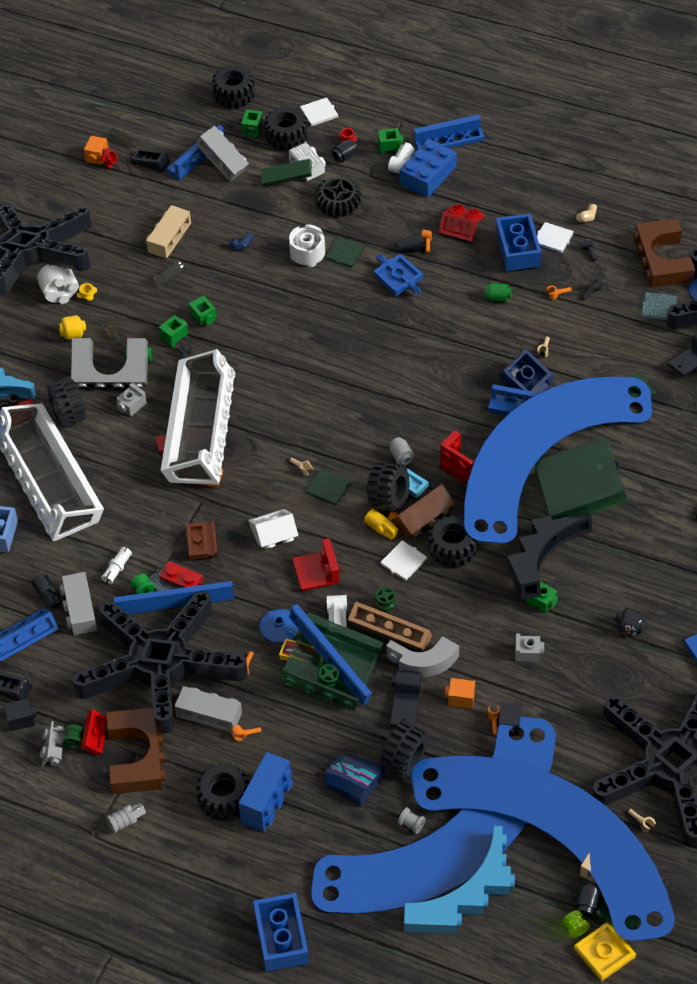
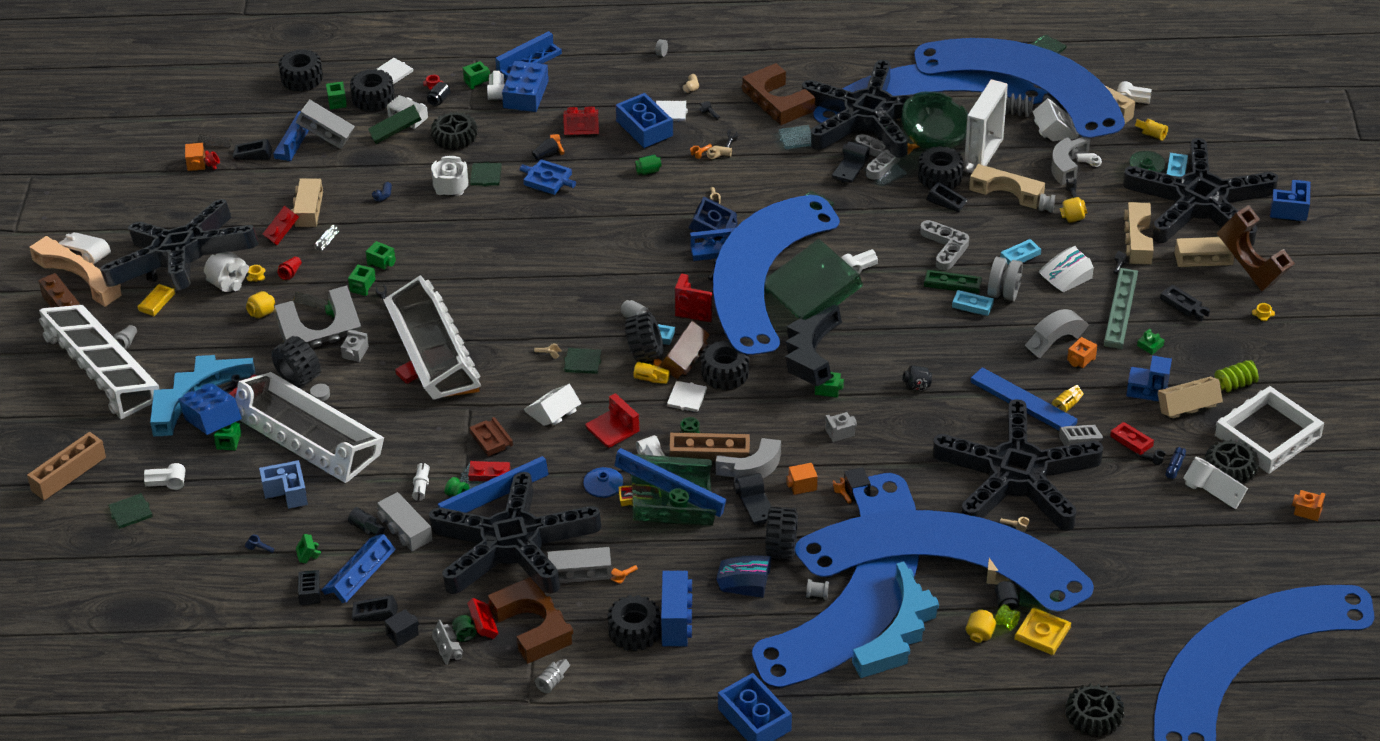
camera: 25 degrees left, 10 degrees down
(78, 438) = (320, 391): none -> light grey tile
(117, 296) = (288, 268): none -> red cone
(131, 249) = (280, 225): none -> red plate
(544, 923) = (980, 626): none -> yellow head
(573, 298) = (717, 151): none -> tan arm
(579, 164) = (661, 47): none -> light grey tile
(636, 471) = (861, 260): none -> white piece

